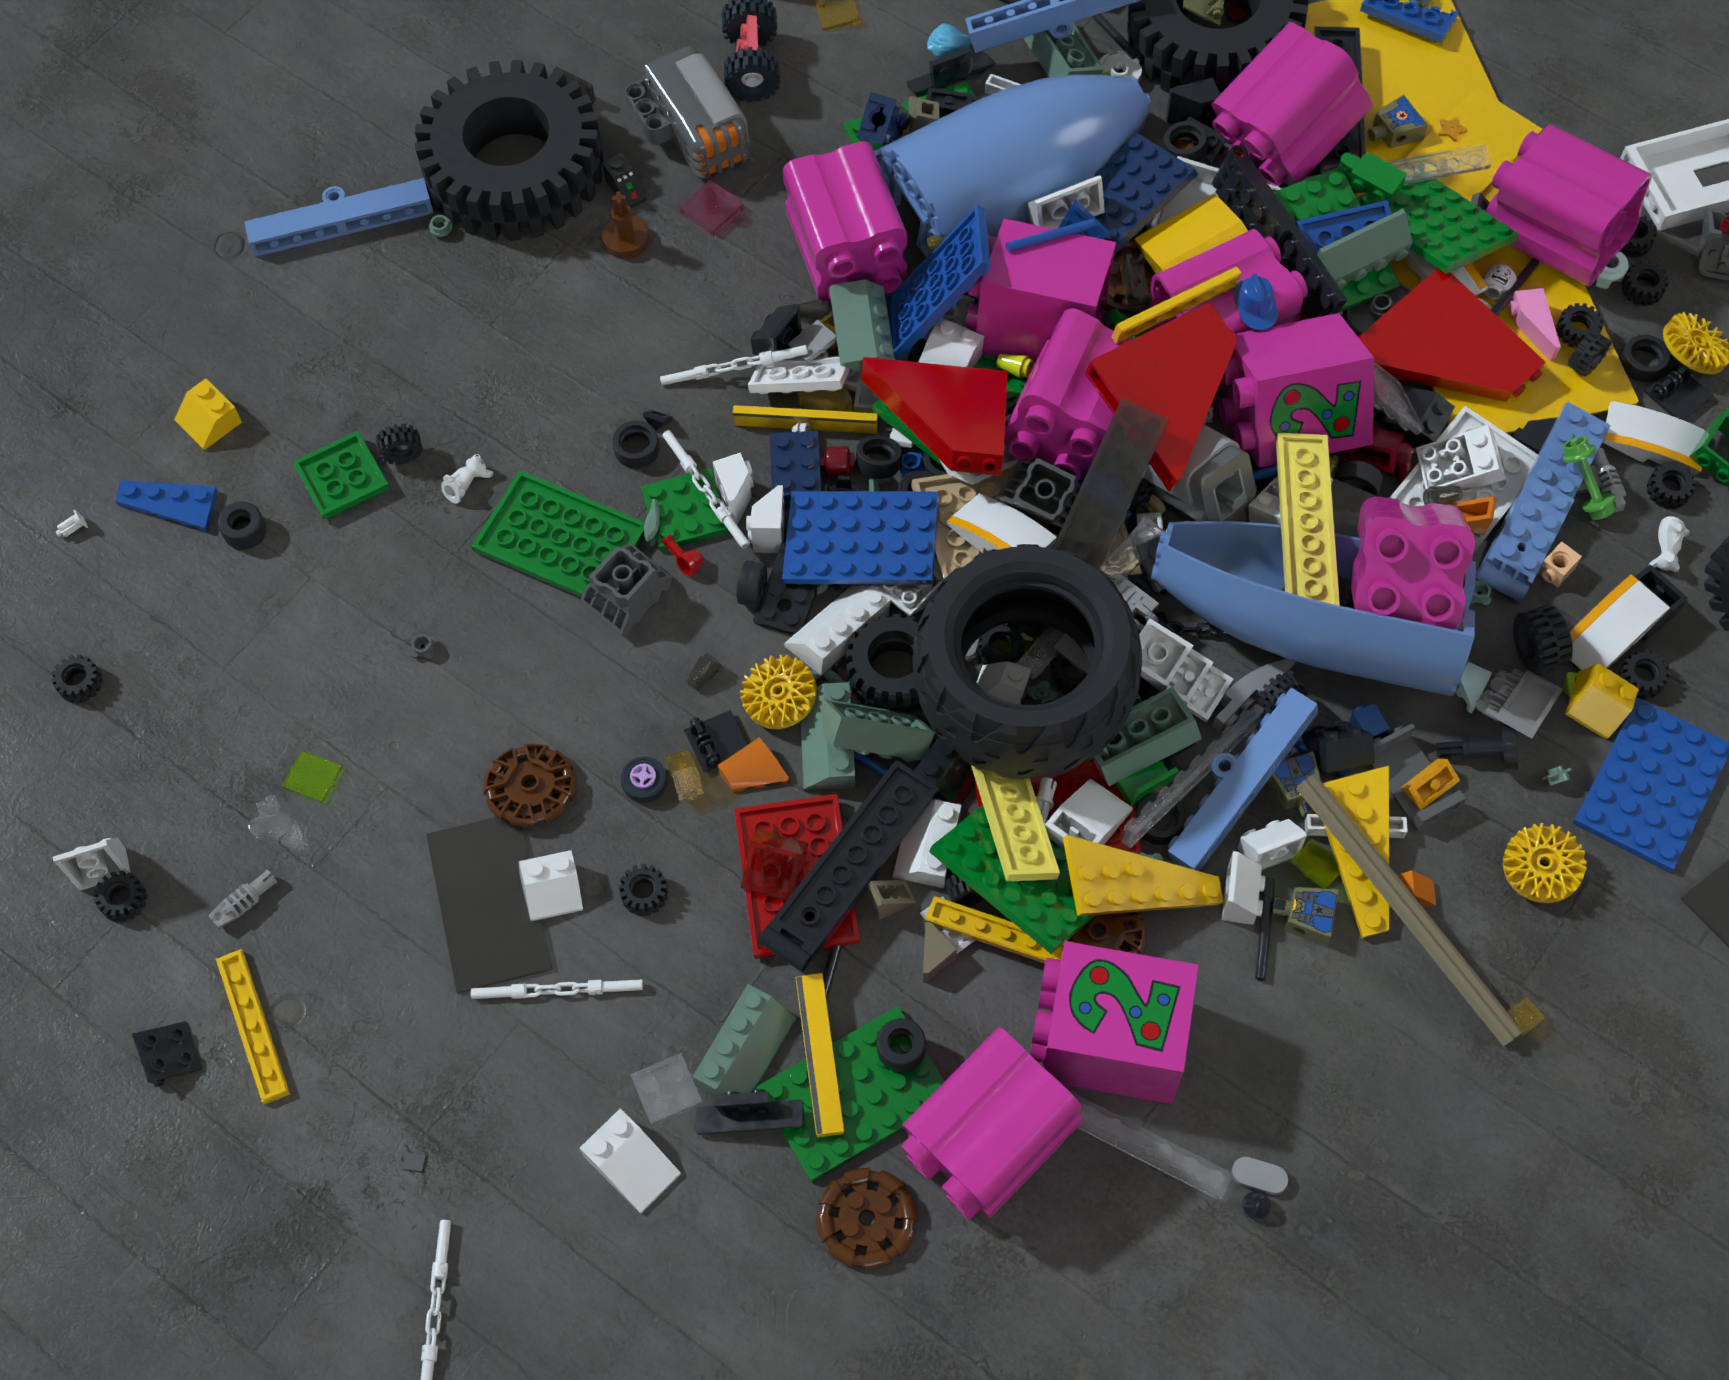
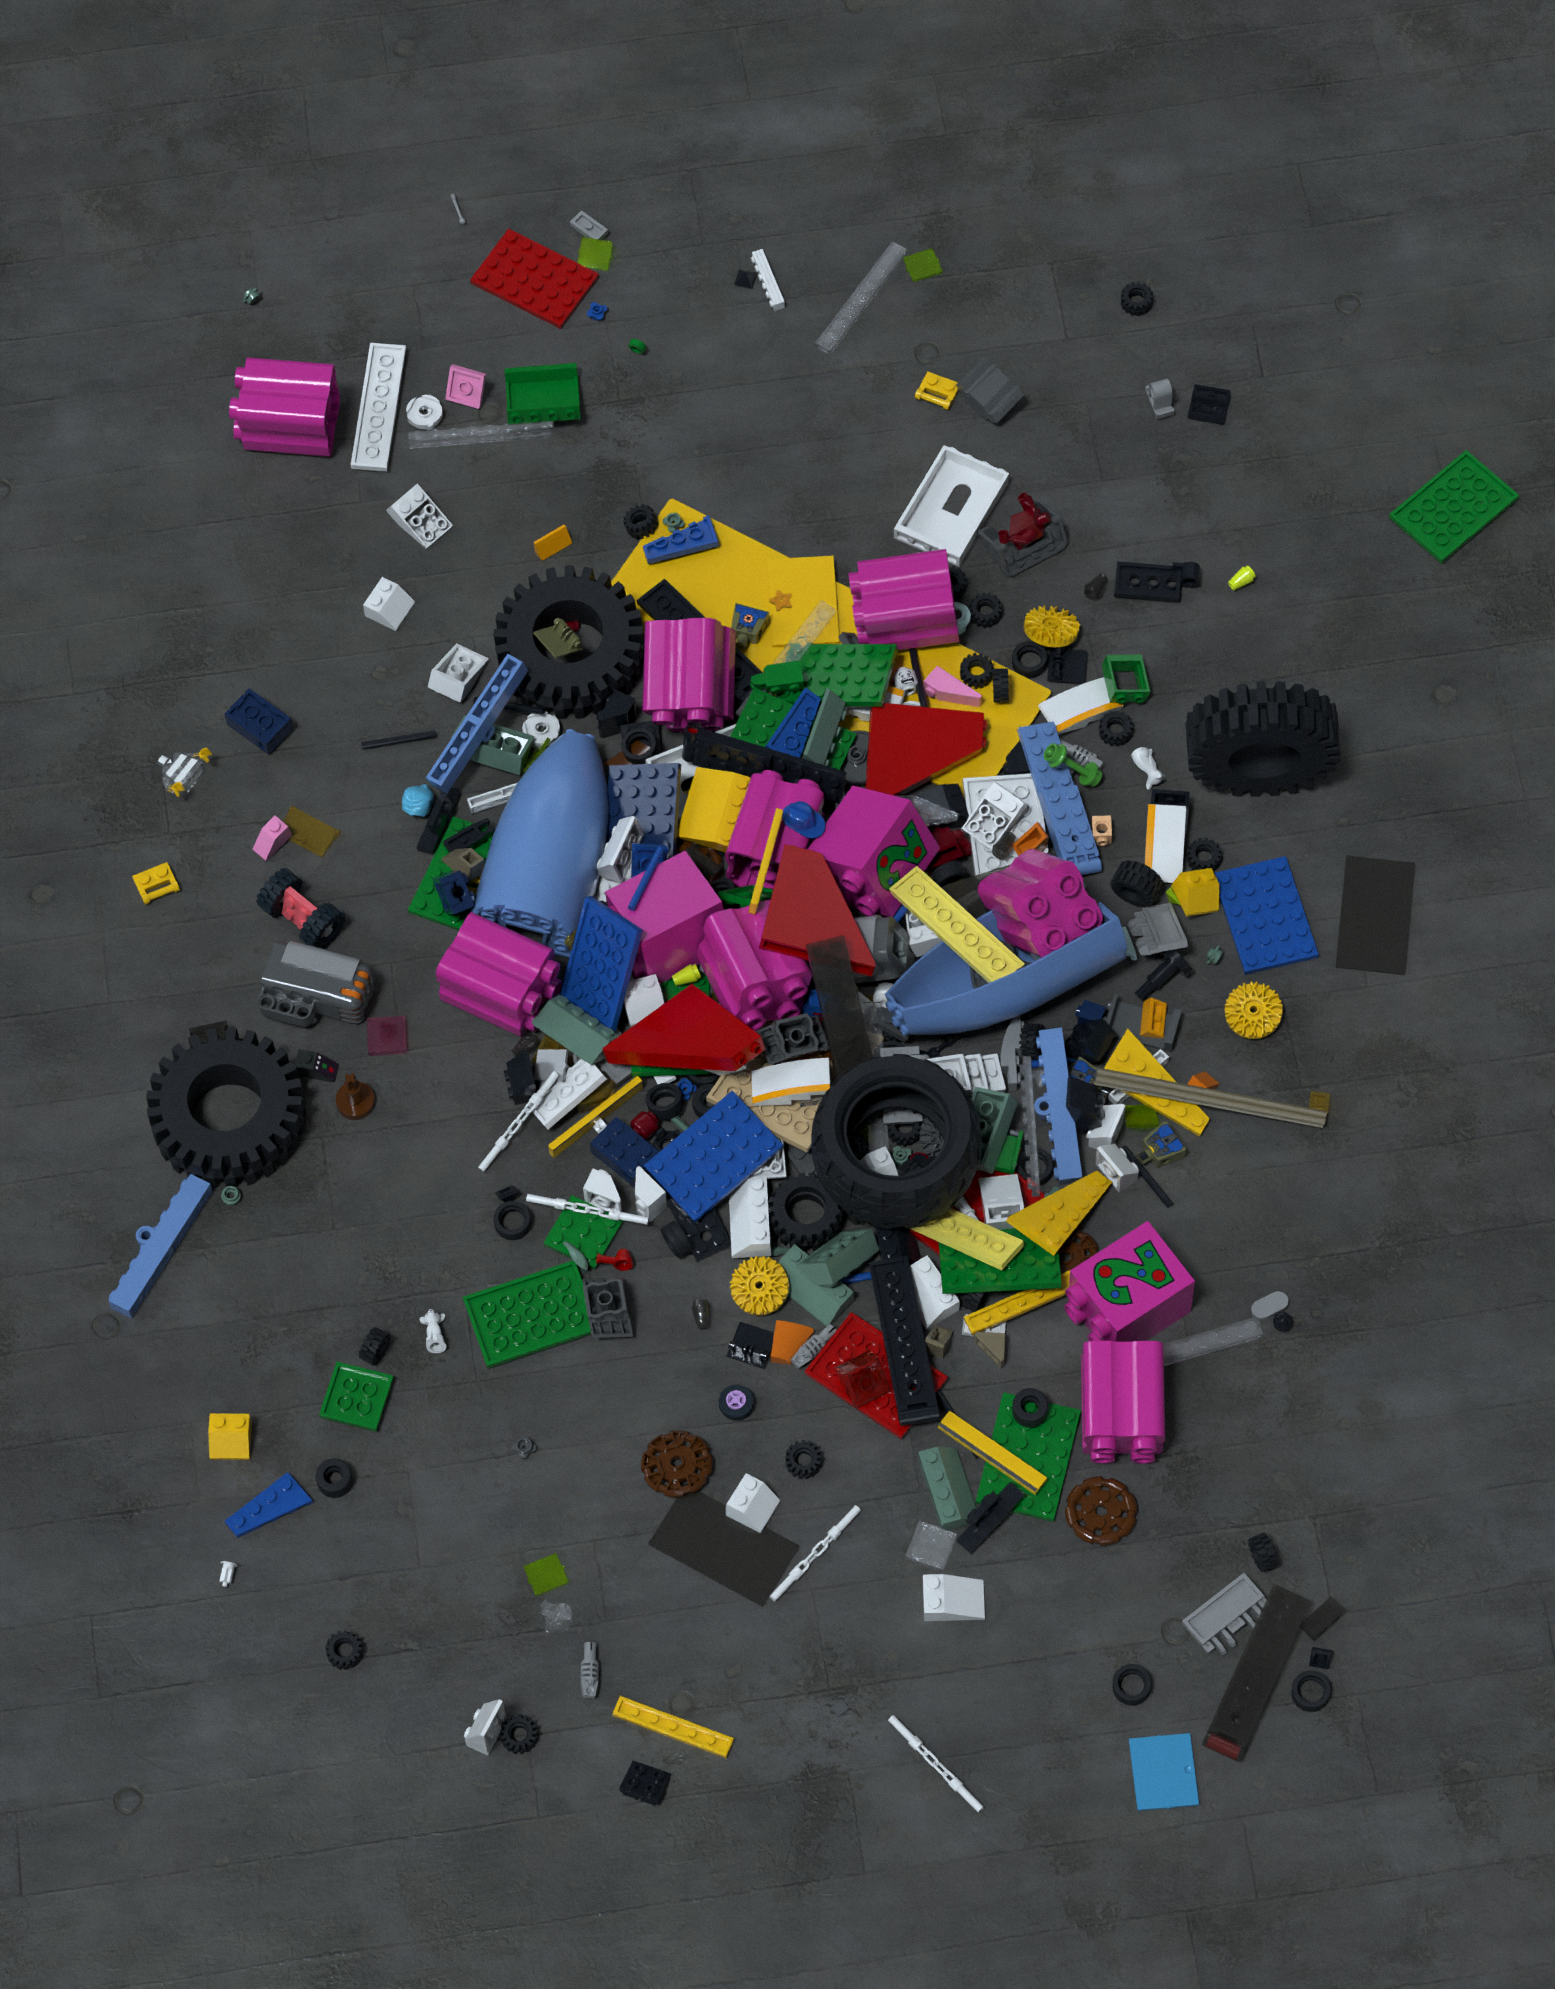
camera: 45 degrees left, 0 degrees up
(684, 775) = (756, 1378): clear yellow slope -> none
(765, 793) = (812, 1347): none -> light grey hinge
(1267, 798) = (1085, 1104): none -> black slope

